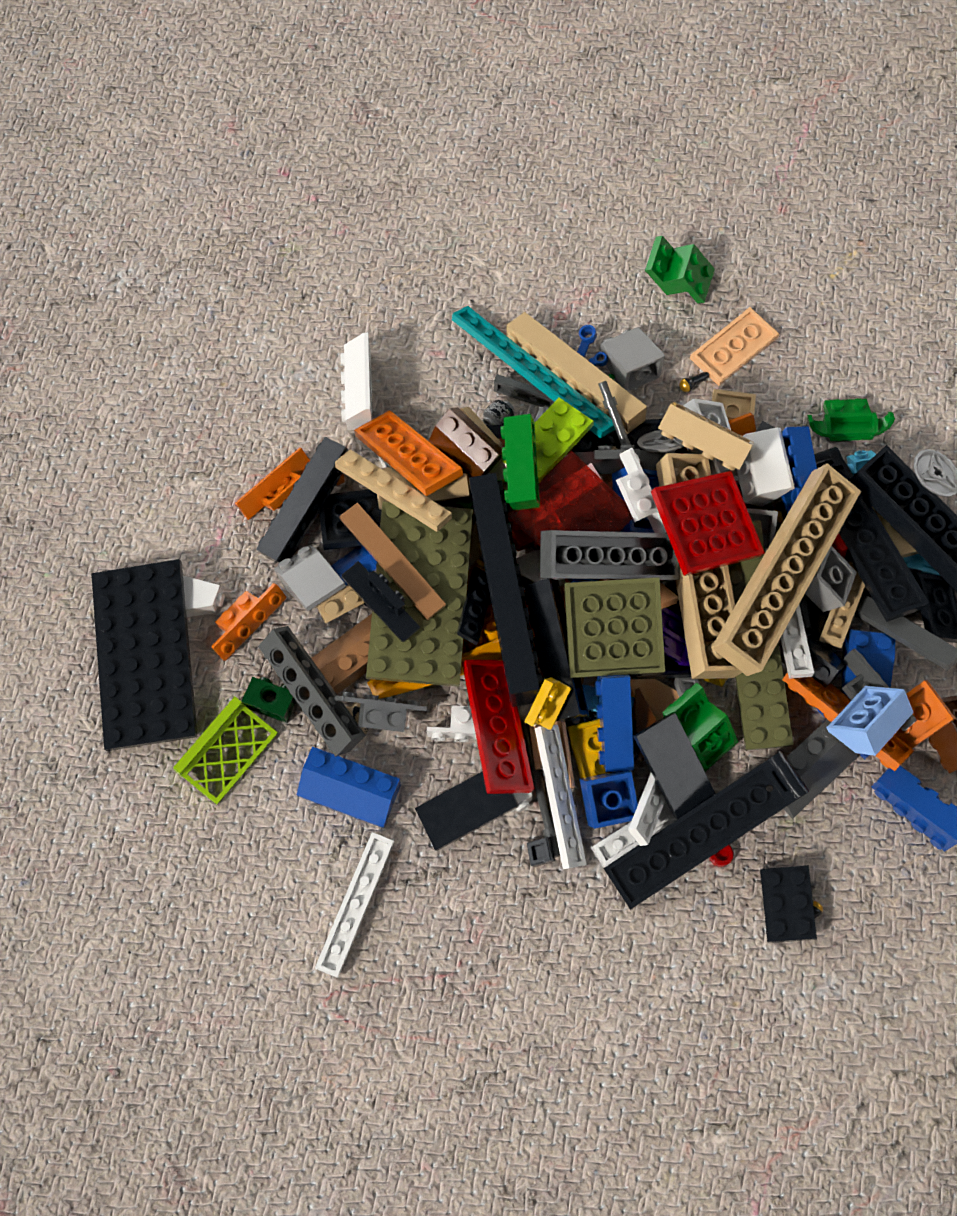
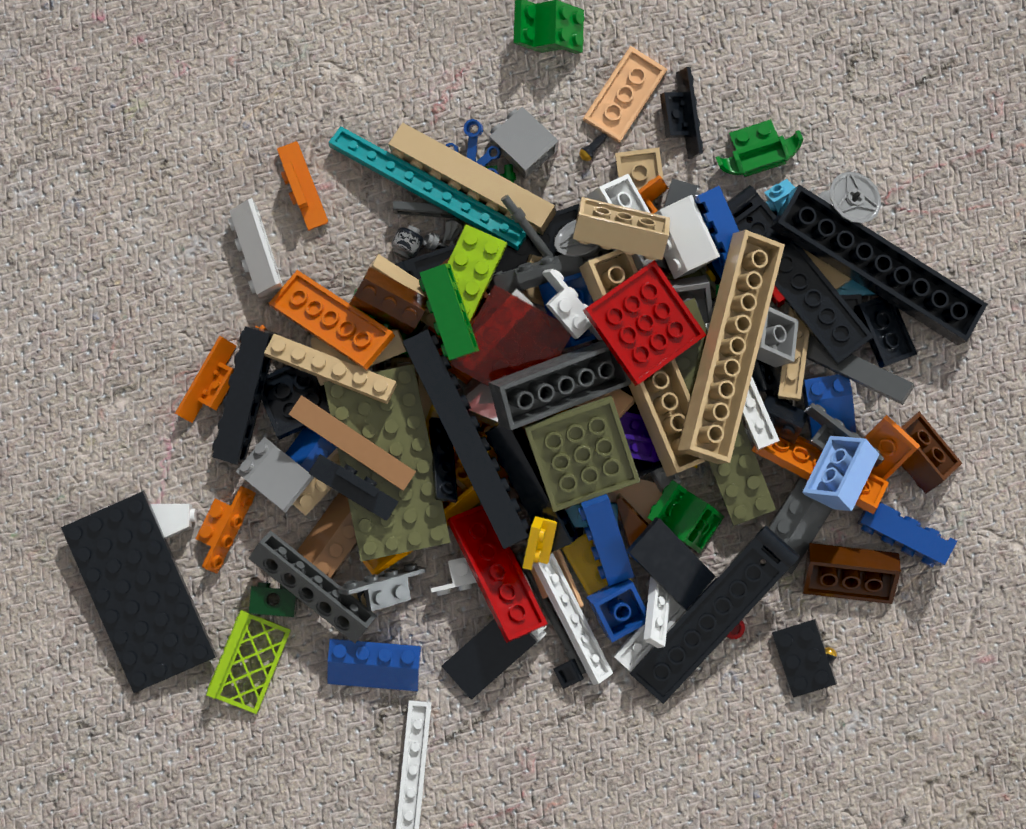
camera: 15 degrees left, 15 degrees up
(417, 345) = (302, 185): none -> orange bracket
(783, 373) = (681, 113): none -> black bracket
(856, 832) = (851, 573): none -> reddish brown slope

